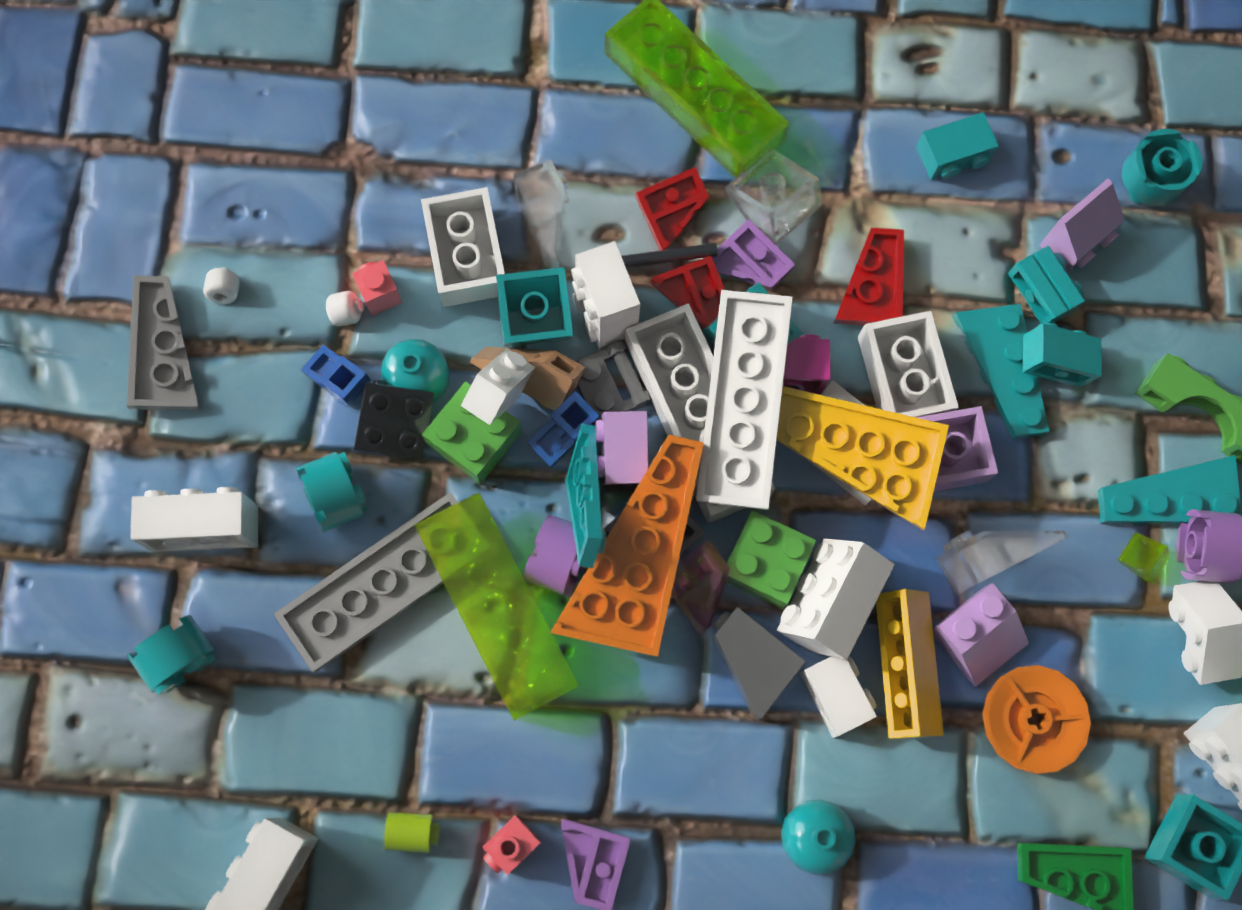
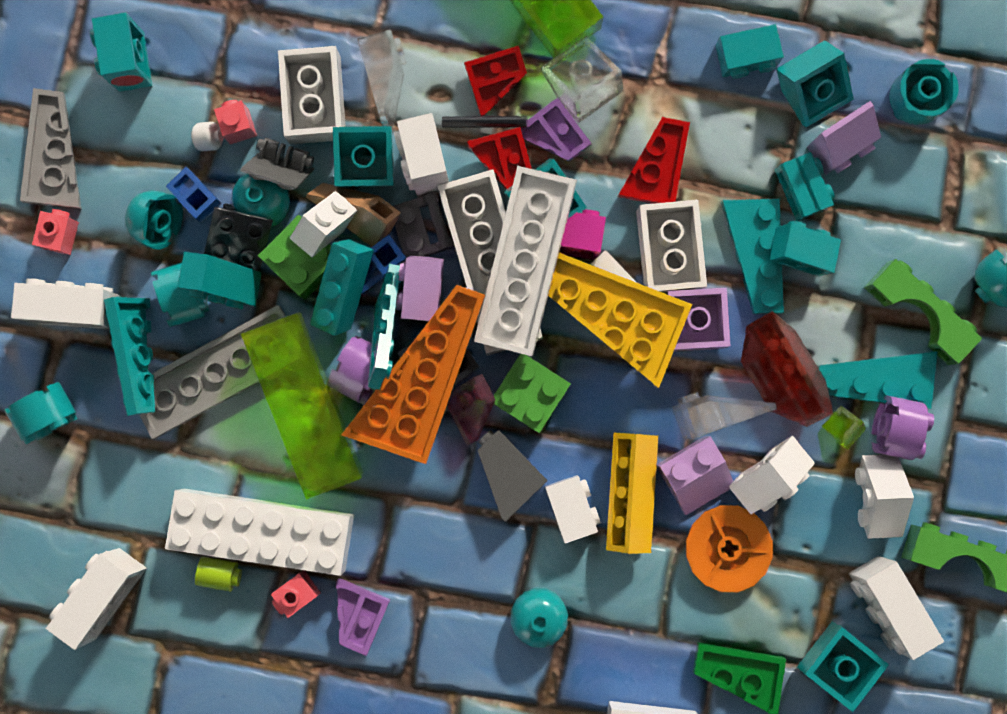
camera: 15 degrees right, 10 degrees up
(172, 438) = (55, 231): none -> coral brick
(221, 286) = (107, 104): white piece -> none
(235, 222) = (121, 52): none -> teal brick
(282, 571) = (129, 341): none -> teal wing
(290, 407) = (153, 218): none -> teal cylinder
(380, 466) = (219, 280): none -> teal brick
(446, 339) = (273, 167): none -> dark grey hinge
(458, 770) = (259, 531): none -> white brick
(526, 459) = (341, 286): none -> teal brick
(835, 597) = (579, 432): white brick -> none
(1038, 171) = (816, 82): none -> teal slope
(1064, 497) = (785, 371): none -> clear red wedge
(1073, 624) = (773, 476): none -> white brick

